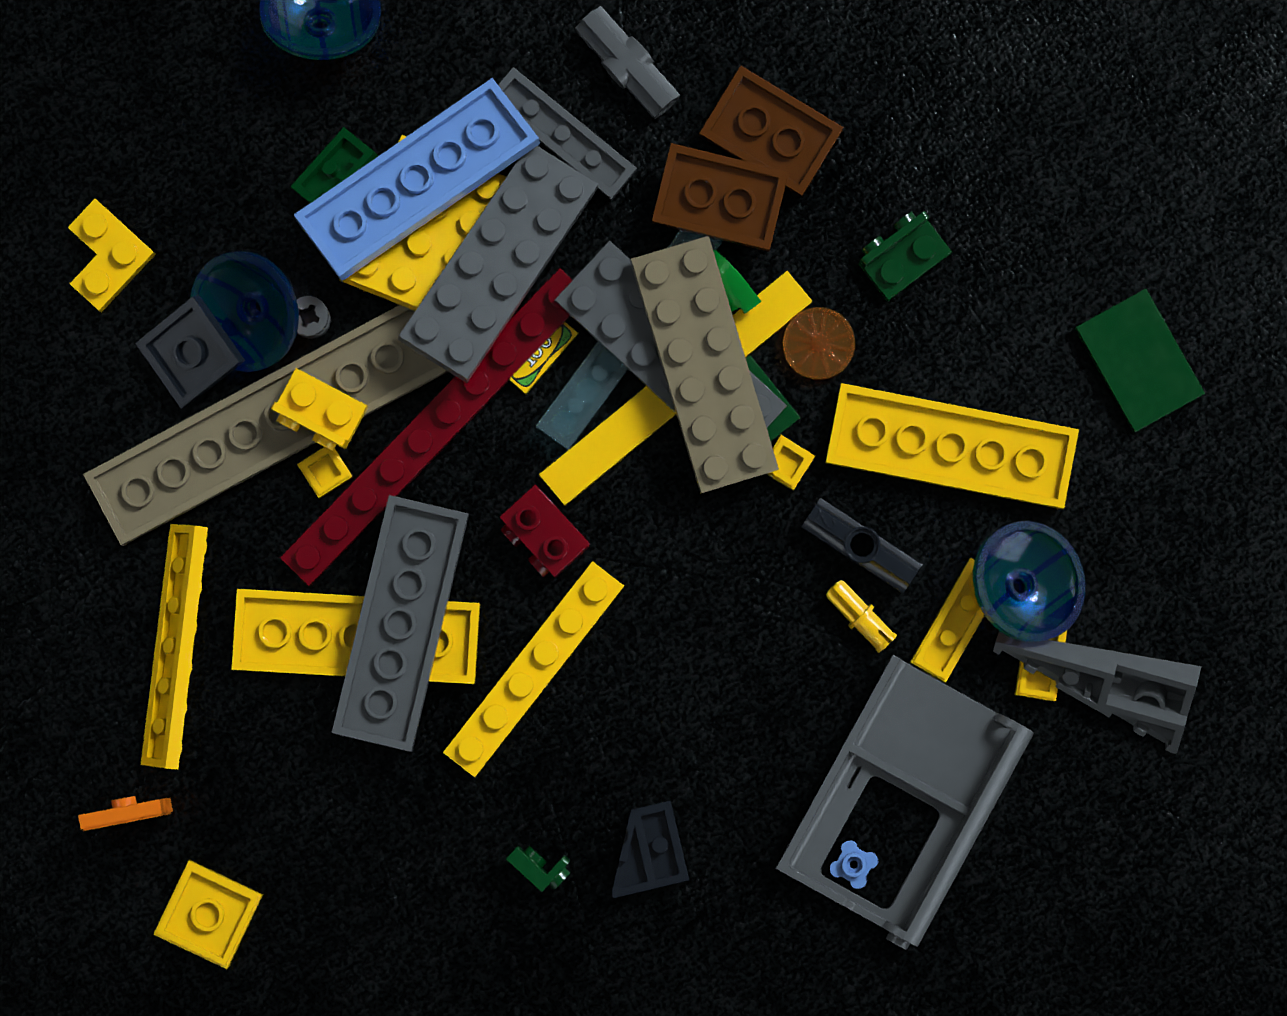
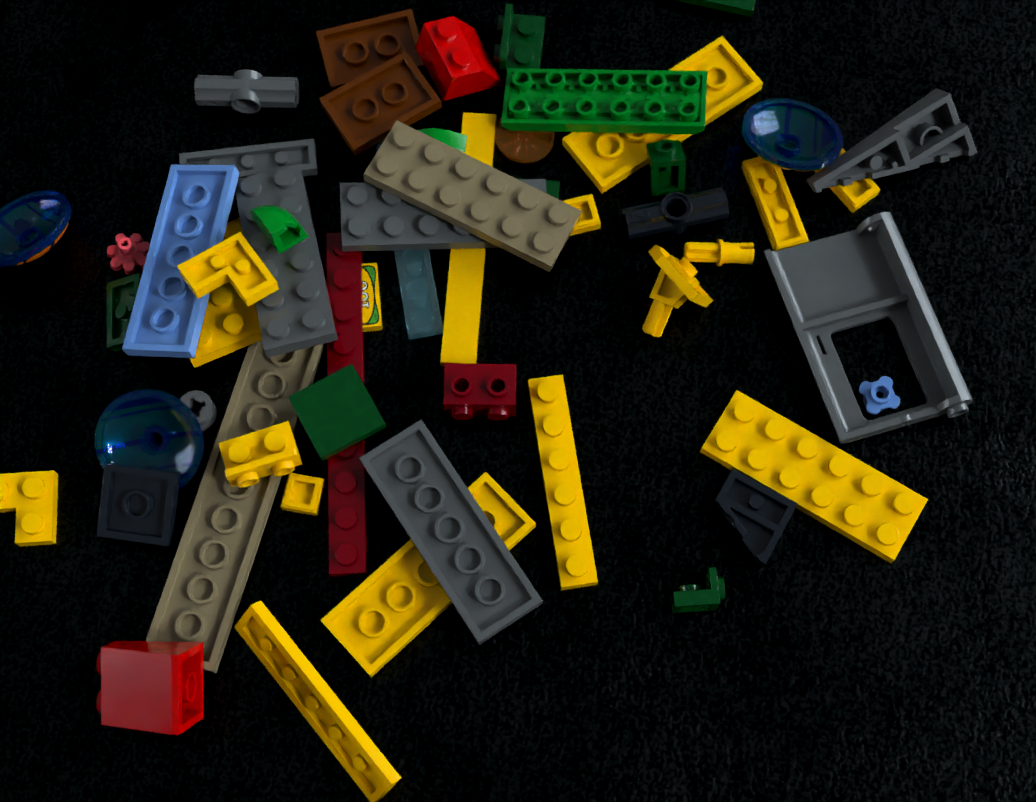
camera: 45 degrees left, 15 degrees down
(64, 512) = (151, 685): none -> red slope
(392, 121) = (128, 253): none -> coral plant
(412, 437) = (337, 412): none -> dark green tile
(445, 234) = (233, 263): none -> yellow plate
(517, 236) = (278, 226): none -> green brick
(730, 870) = (815, 475): none -> yellow plate
(790, 609) = (672, 288): none -> yellow piece
(830, 219) = (456, 58): none -> red slope
(898, 498) = (666, 167): none -> dark green bracket
(910, 387) = (605, 101): none -> green plate

